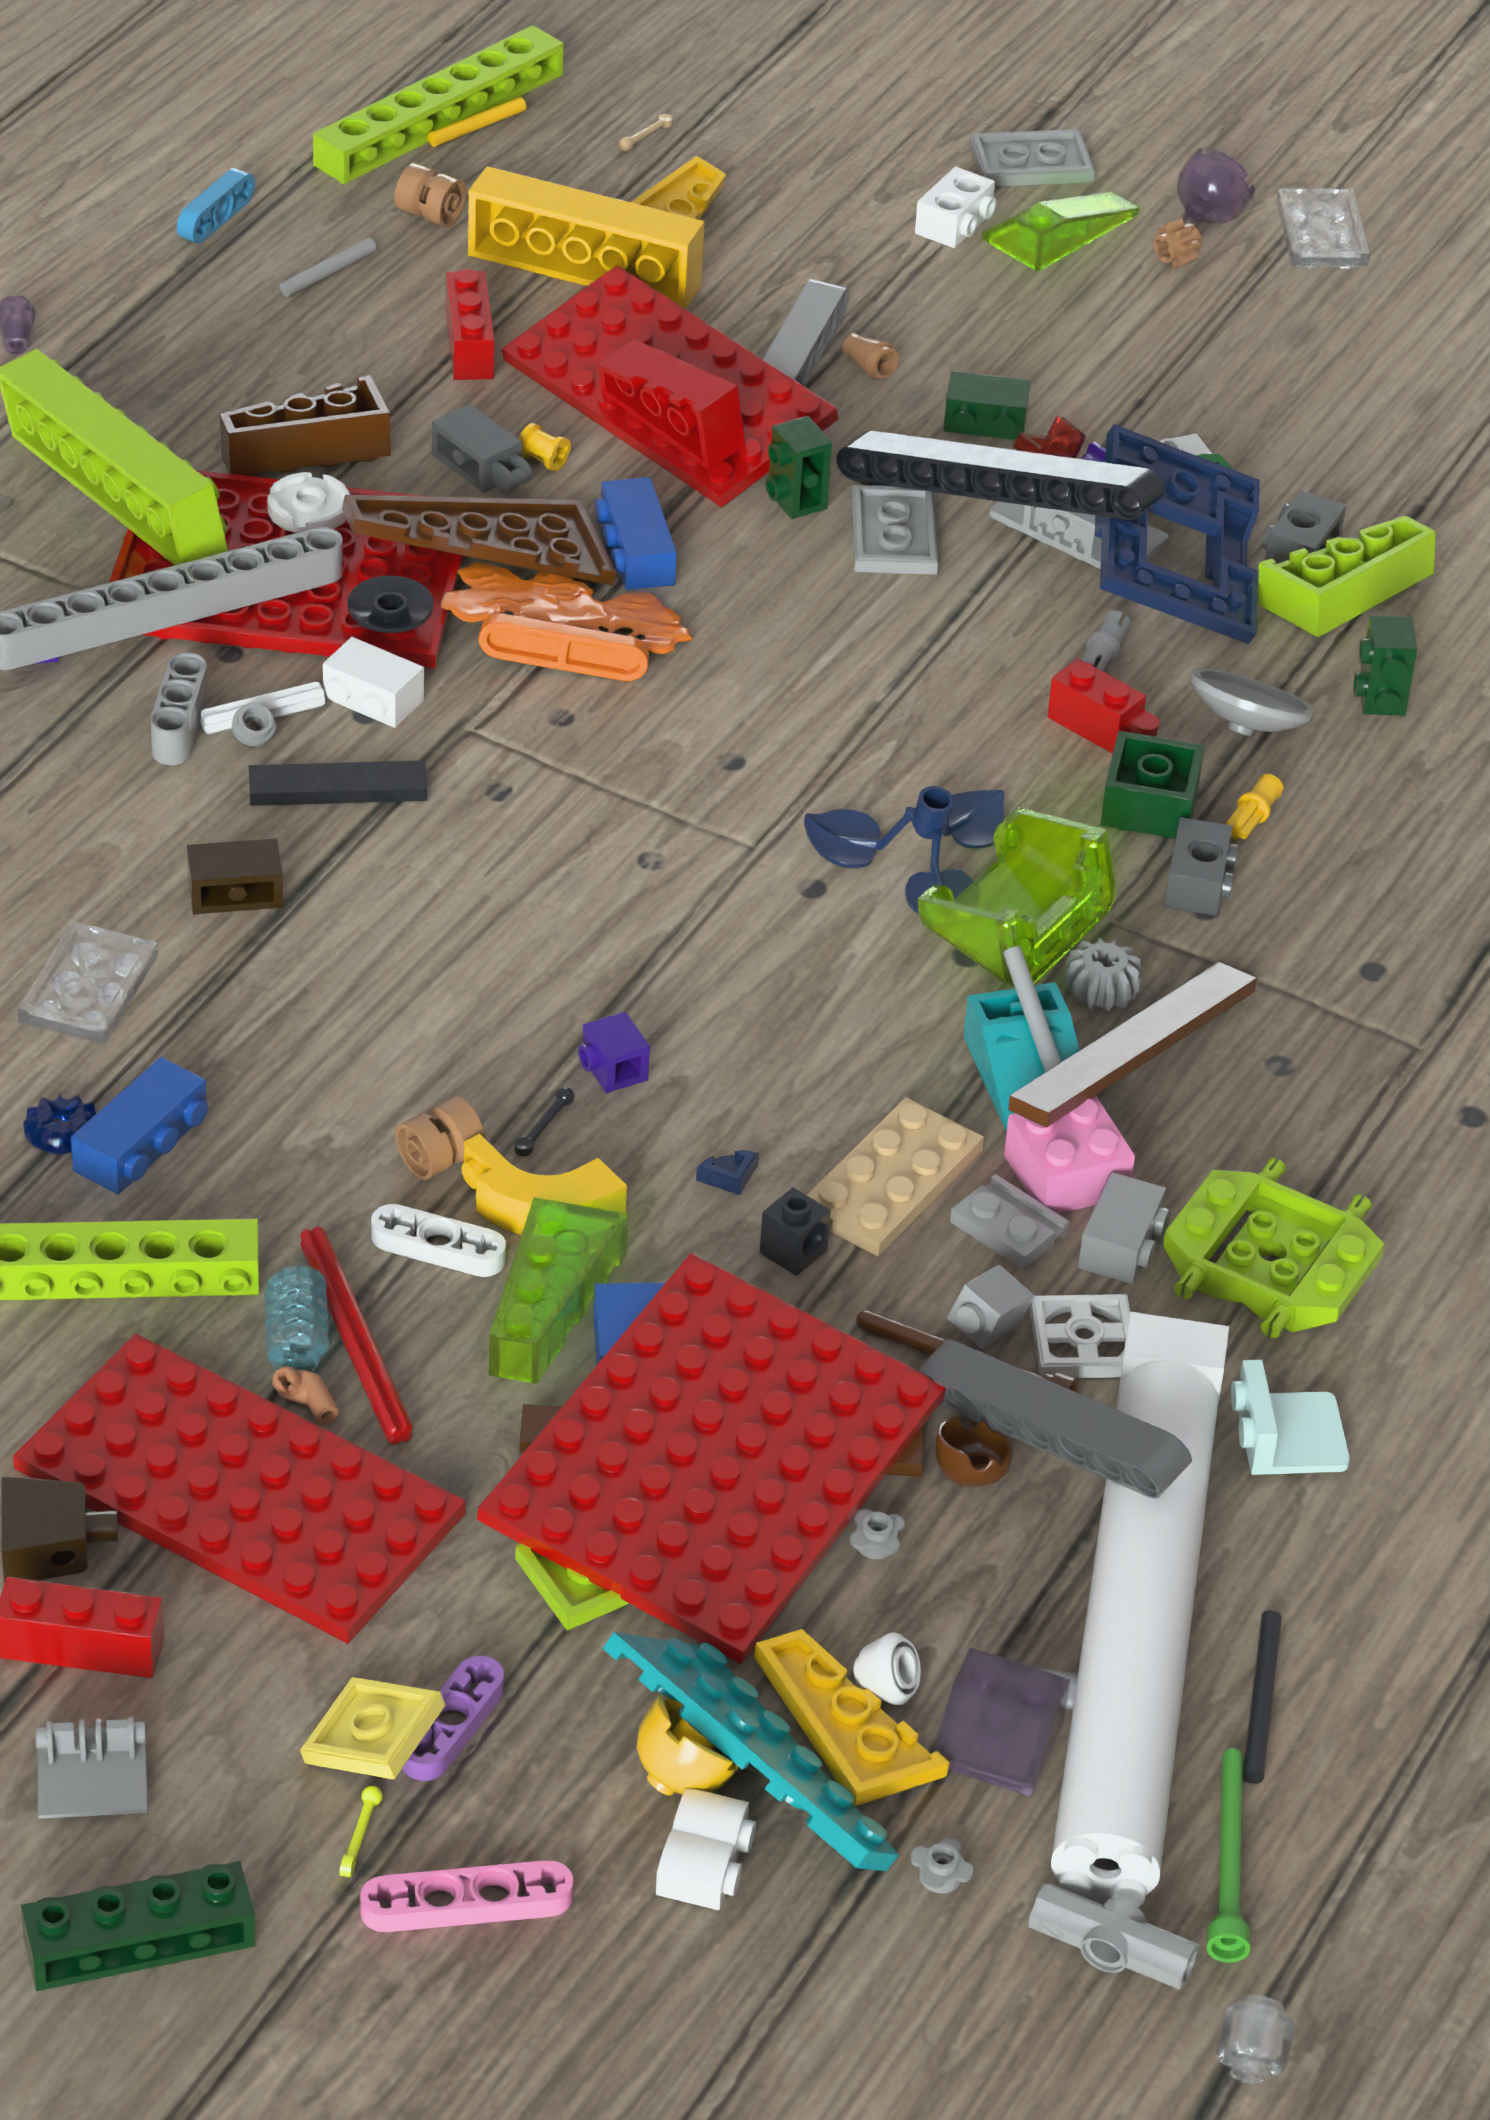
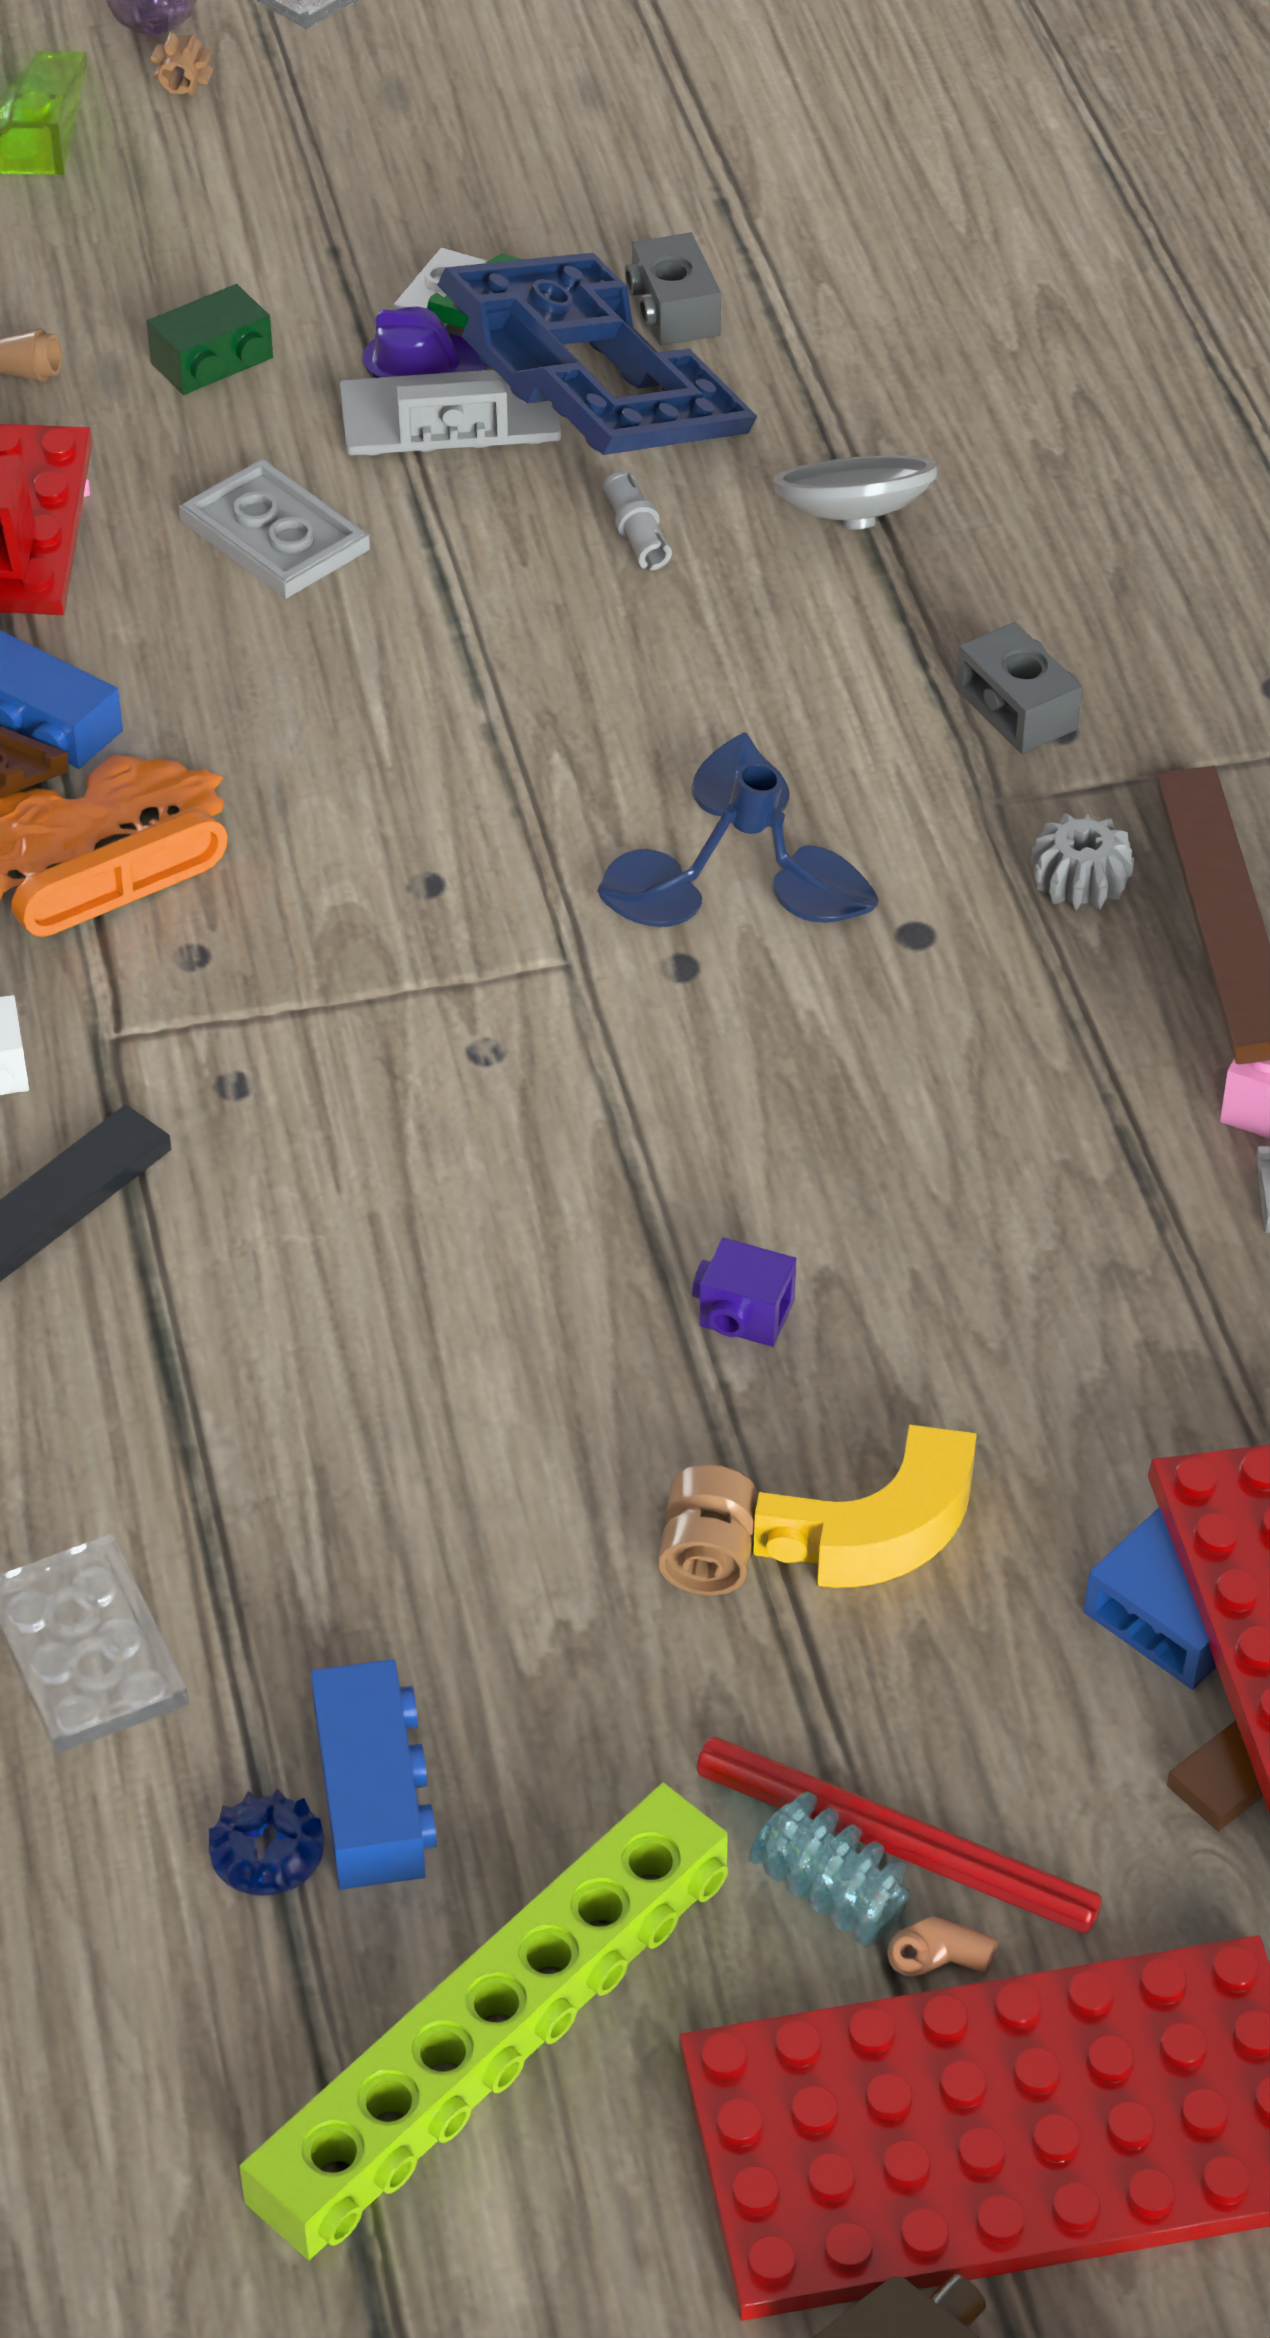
camera: 40 degrees left, 5 degrees up
(235, 876) = (93, 1389): dark brown brick -> none
(472, 1237) = (854, 1626): white beam -> none
(524, 1145) = (774, 1470): black hinge -> none
(551, 1283) = (1029, 1612): clear neon green wedge -> none
(728, 1172) = (1009, 1339): dark blue tile -> none
(794, 1231) = (1175, 1355): black brick -> none
(799, 467) = (125, 514): dark green brick -> none
(895, 1175) = (1162, 1226): tan plate -> none
(1001, 475) = (376, 378): black beam -> none
(1004, 1044) = (1132, 996): teal slope -> none
(1032, 1008) = (1137, 950): light grey bar -> none
(1038, 895) = (918, 826): clear neon green windscreen -> none
(1061, 440) = (329, 341): clear red bracket -> none
(1098, 705) = (731, 584): red brick -> none
(1151, 784) = (883, 631): dark green brick -> none
(1255, 806) = (978, 590): yellow axle -> none
(1348, 575) = (772, 312): lime wedge -> none
(1386, 665) = (935, 368): dark green brick -> none

